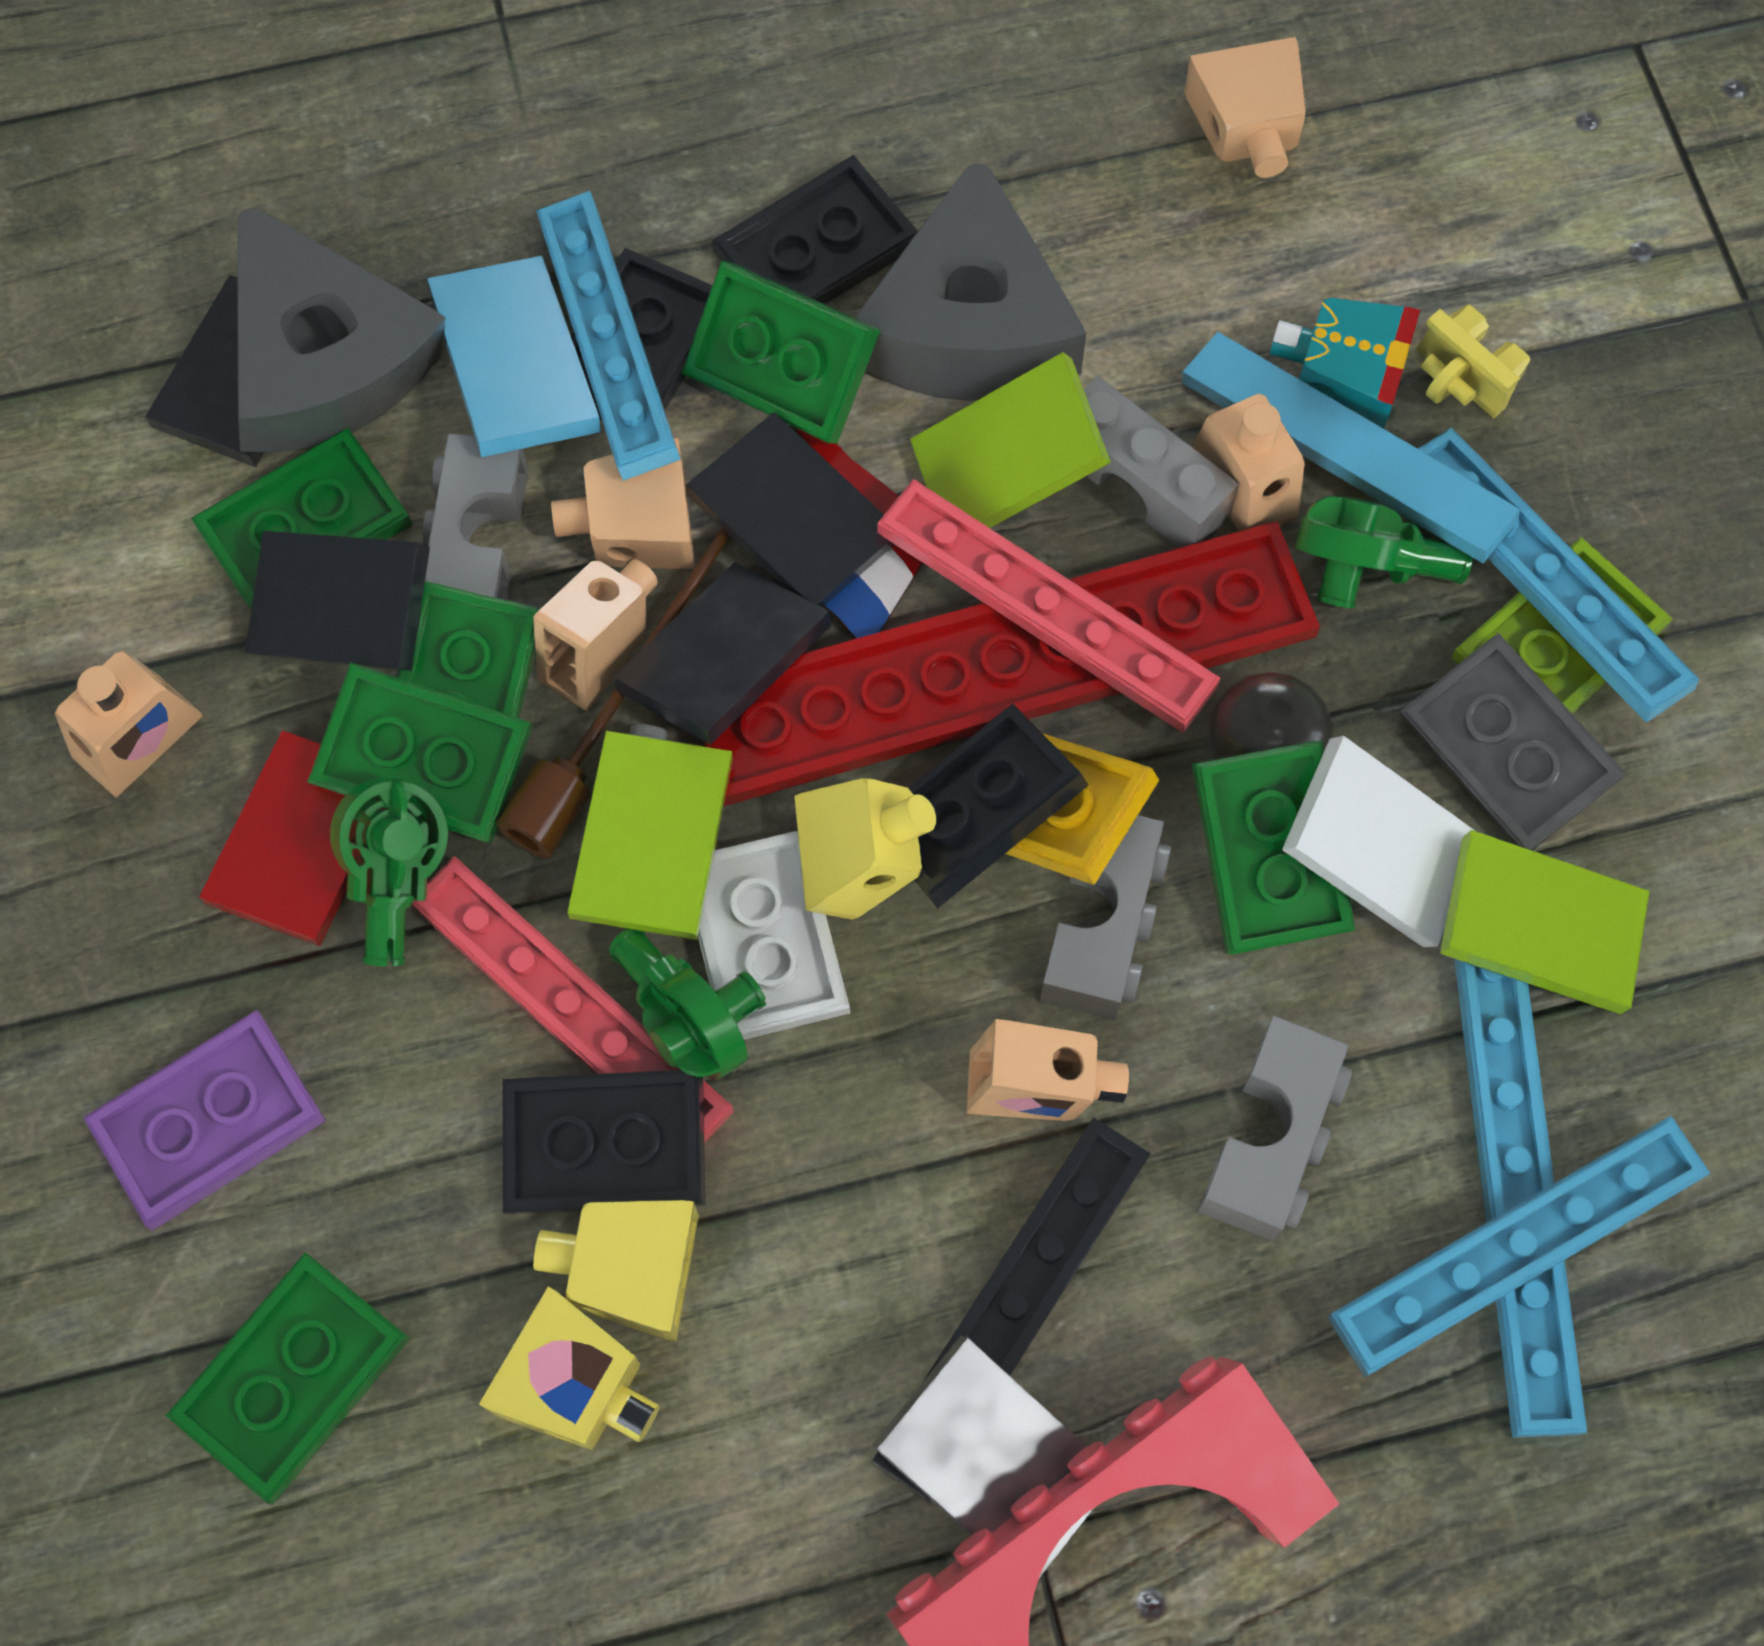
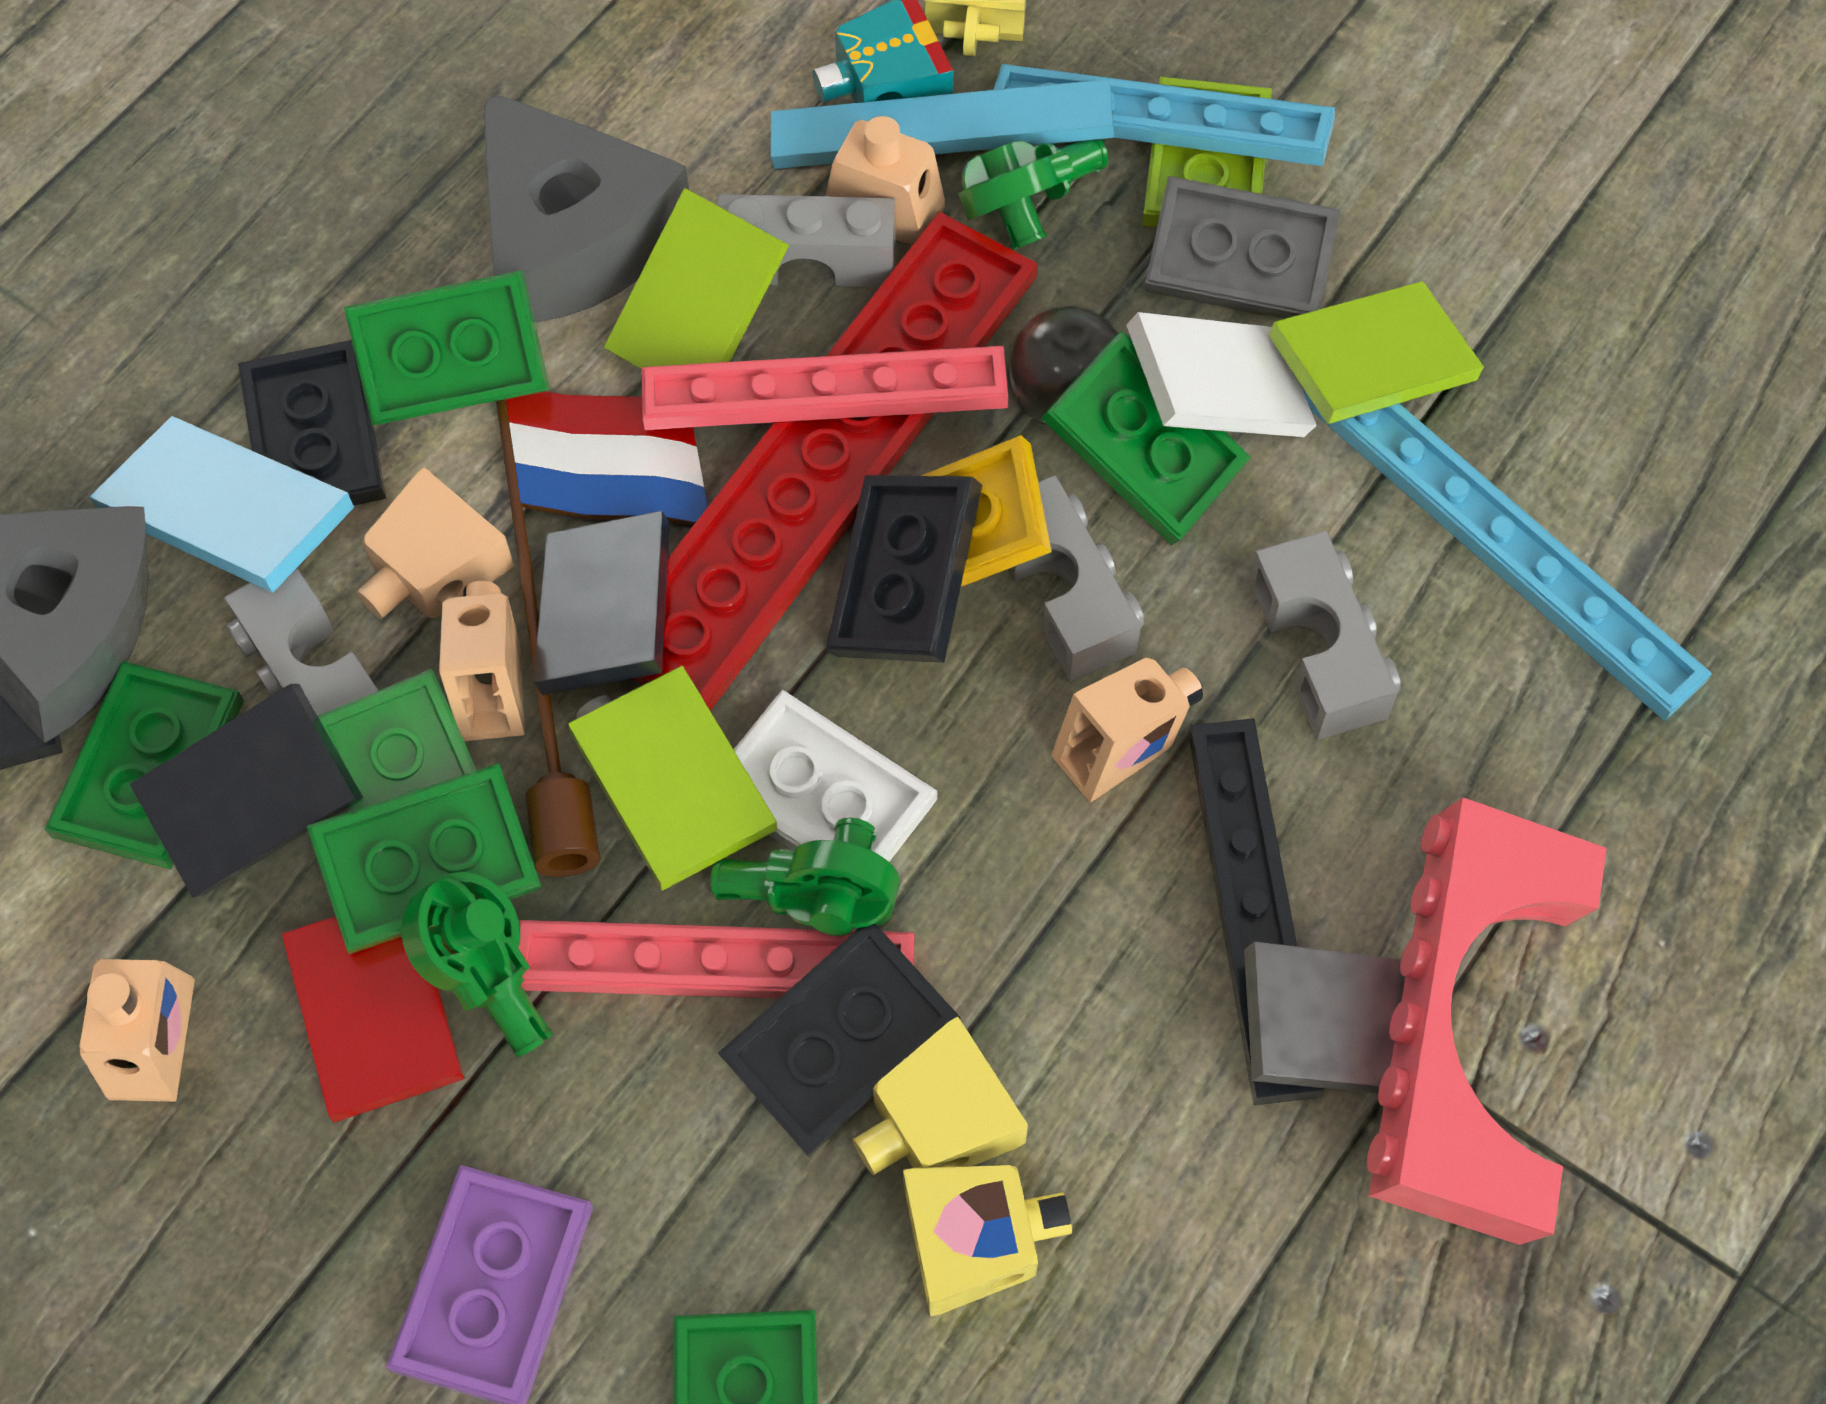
camera: 40 degrees left, 5 degrees down
(607, 337) = (290, 432): medium azure tile -> none
(791, 511) = (560, 462): black tile -> none
(821, 234) = (393, 243): black tile -> none
(859, 844) = (843, 658): light yellow torso -> none
(1517, 1246) = (1556, 586): medium azure tile -> none

